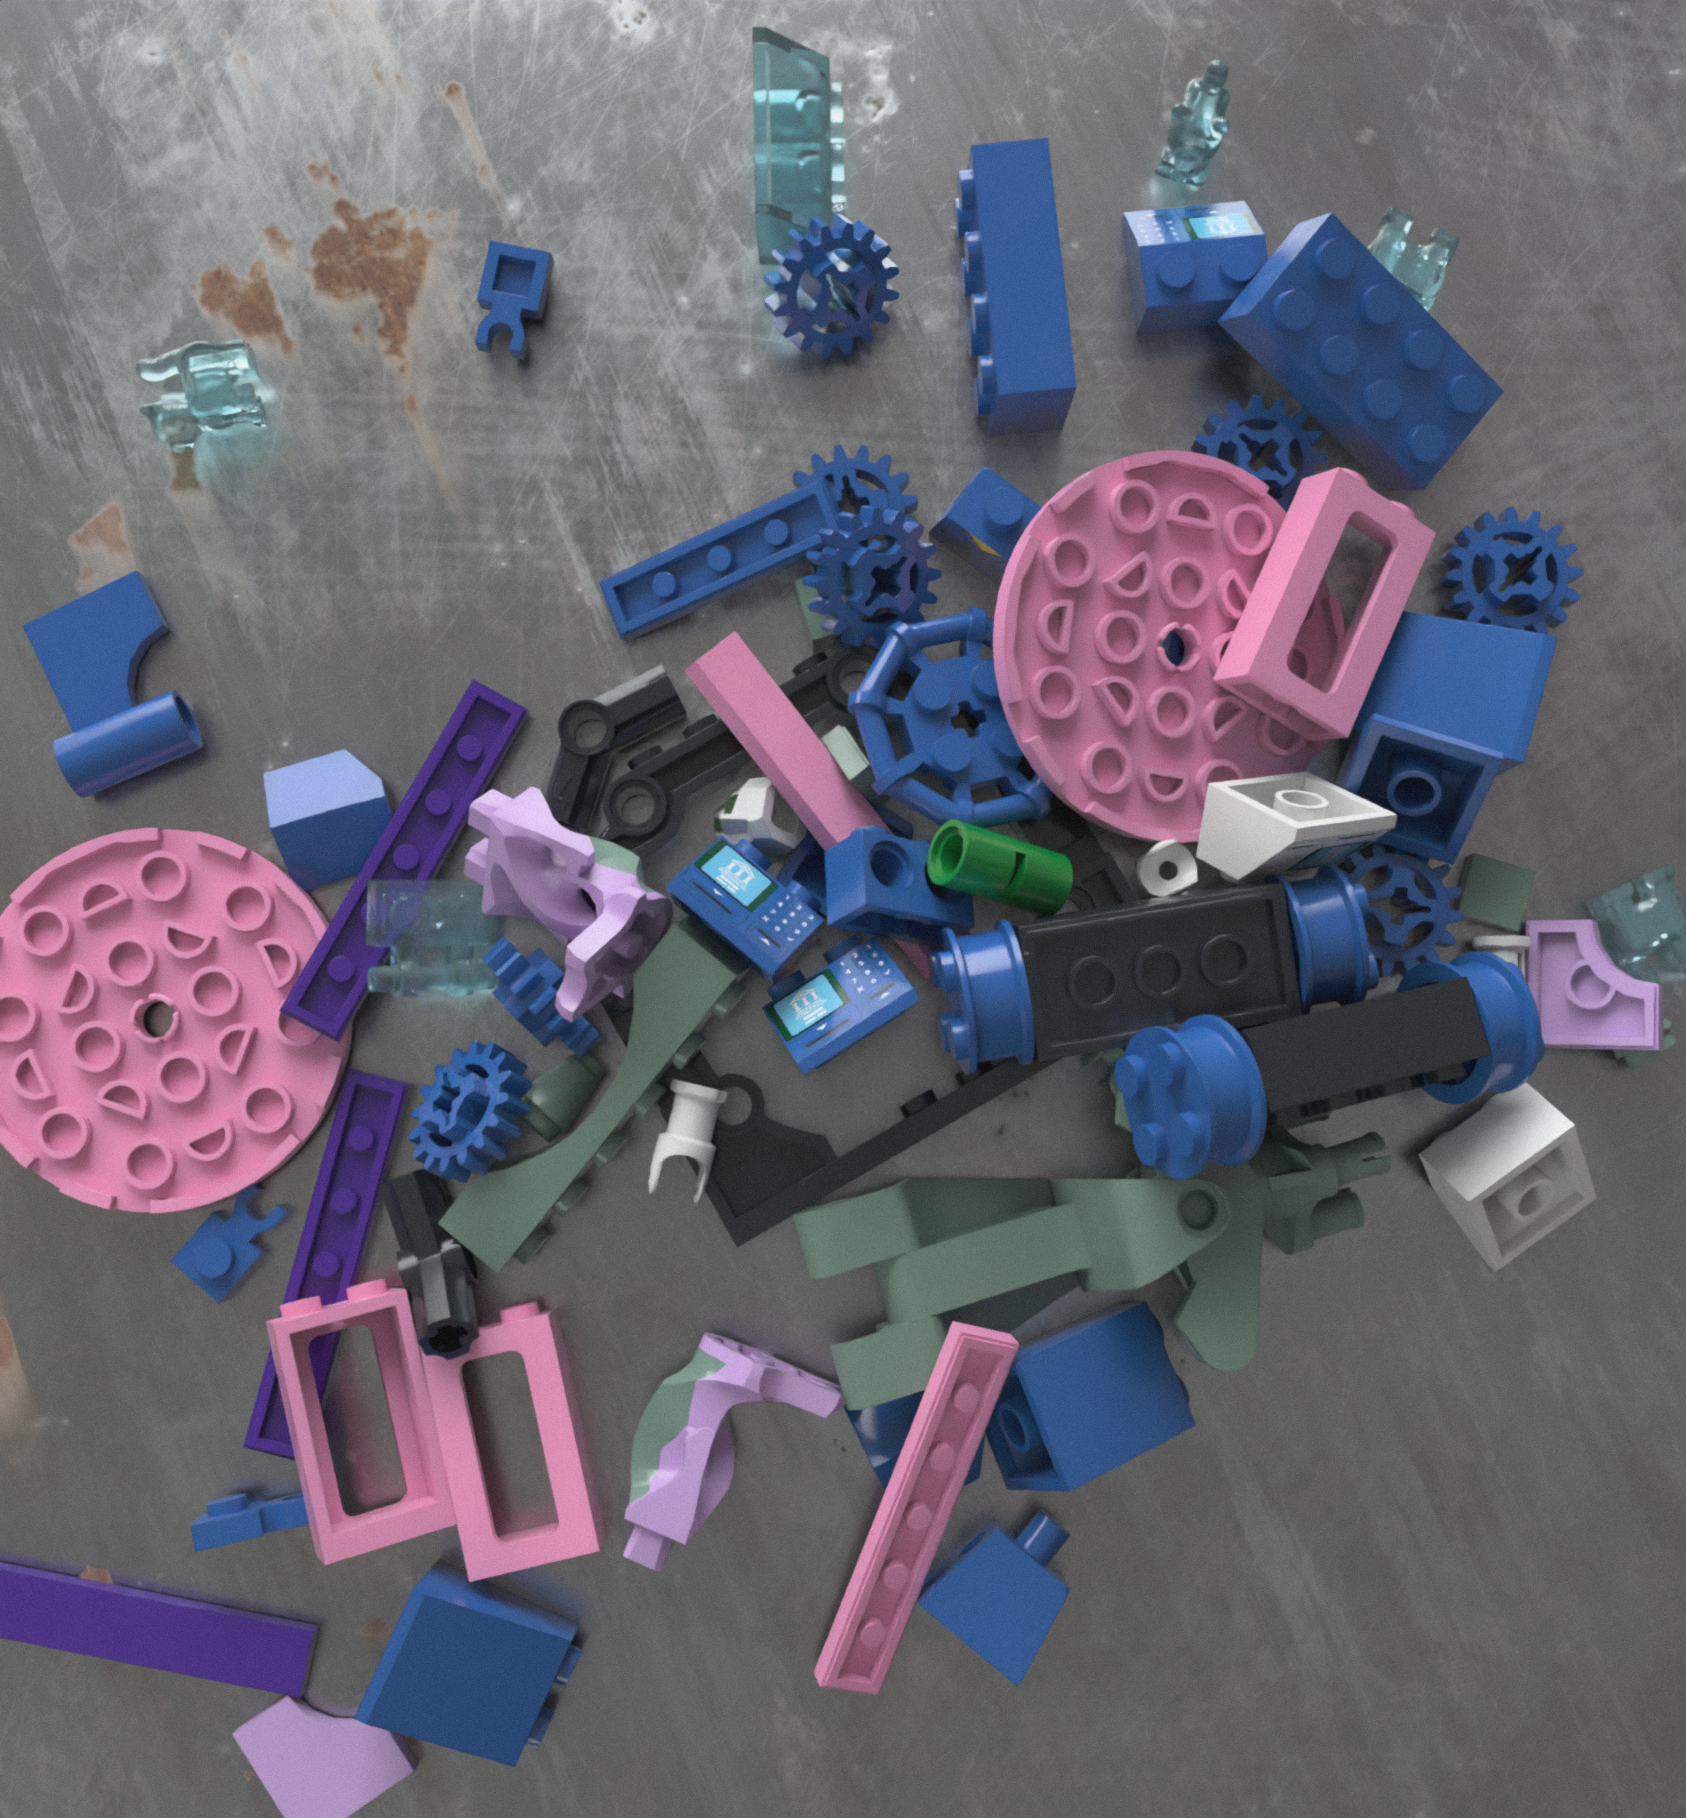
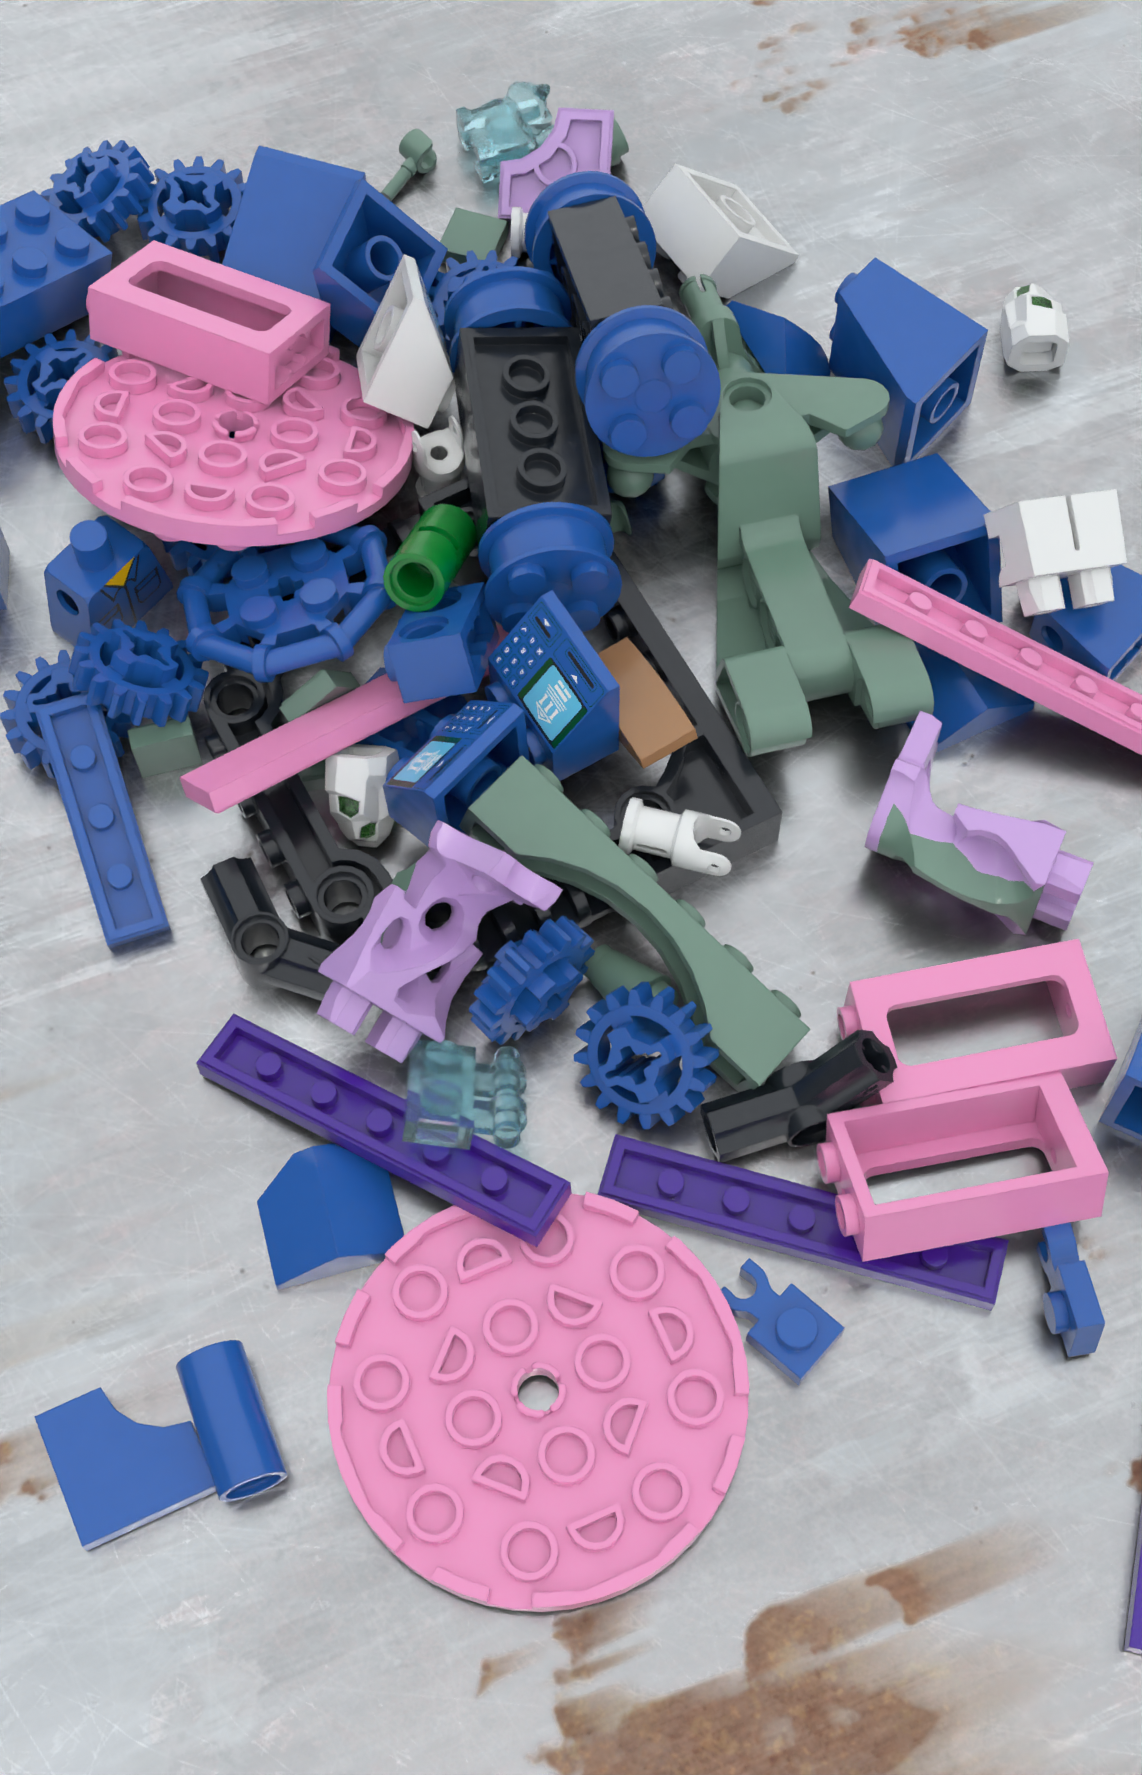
camera: 85 degrees left, 20 degrees down
(844, 1092) = (649, 715): none -> medium nougat slope
(1043, 1557) = (1056, 540): none -> white hips
(1323, 1387) = (911, 346): none -> slope
(1333, 1253) = (779, 343): none -> blue slope
(1397, 1544) = (1033, 330): none -> white rock
(1522, 463) = (102, 188): none -> blue gear
(1613, 826) = (419, 156): none -> sand green hand

